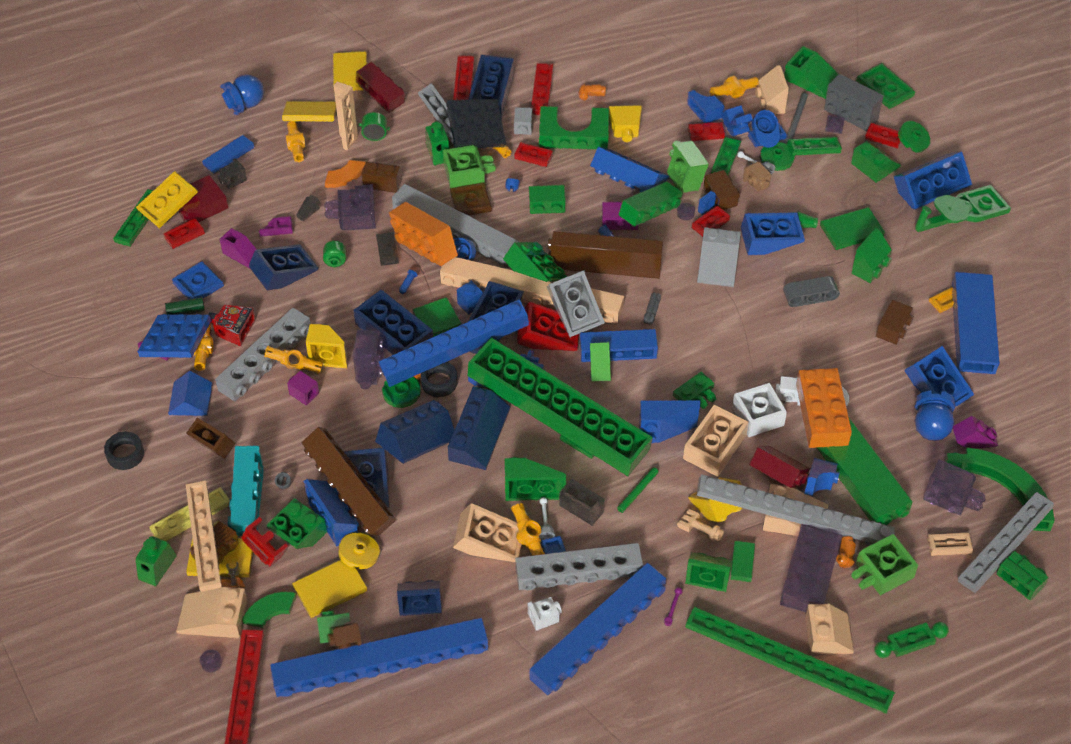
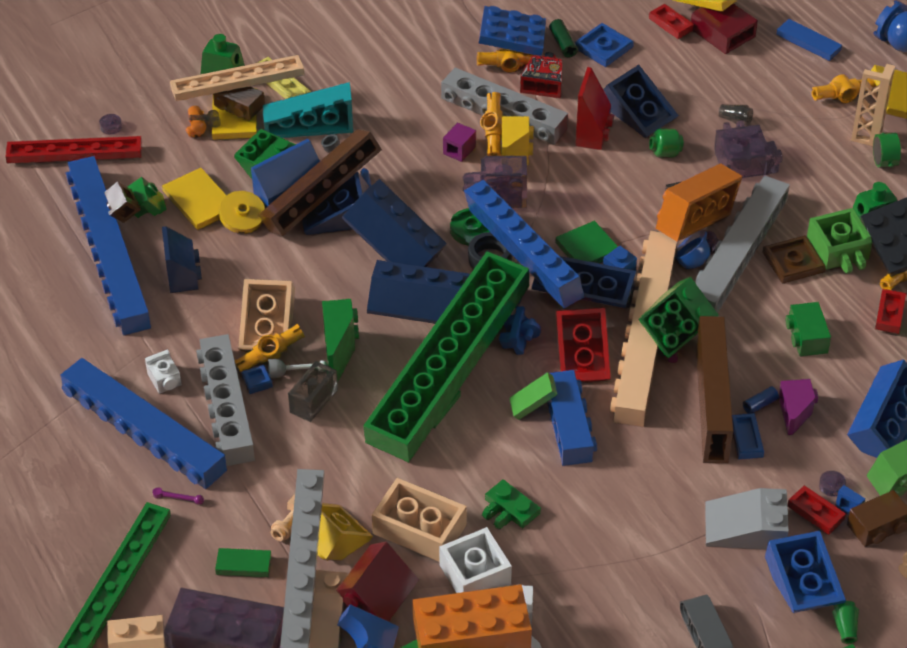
camera: 85 degrees right, 5 degrees down
(119, 439) = (361, 14): black tyre -> none
(190, 395) = (438, 61): blue slope -> none
(210, 438) = (377, 78): reddish brown brick -> none
(213, 612) = (162, 119): light nougat slope -> none
(232, 174) = (772, 44): clear smoke brick -> none
(237, 247) = (656, 58): magenta slope -> none
(260, 544) = (240, 129): red window -> none
(269, 607) = (172, 155): green tile -> none
(277, 226) = (704, 96): magenta tile -> none
(300, 292) = (593, 113): none -> red slope
(342, 176) = (810, 145): orange tile -> none
(382, 176) = (802, 167): reddish brown brick -> none
(396, 324) = (559, 199): dark blue brick -> none
(408, 280) = (641, 214): blue piece -> none
(512, 183) = (829, 294): blue hinge -> none
(575, 303) = (614, 354): light grey slope -> none
(637, 490) = (346, 453): green piece -> none
(650, 203) = (817, 428): green brick -> none
(652, 308) = (643, 453): dark grey axle -> none
(667, 418) = (440, 457): blue slope -> none
(708, 571) = (220, 517): green slope -> none

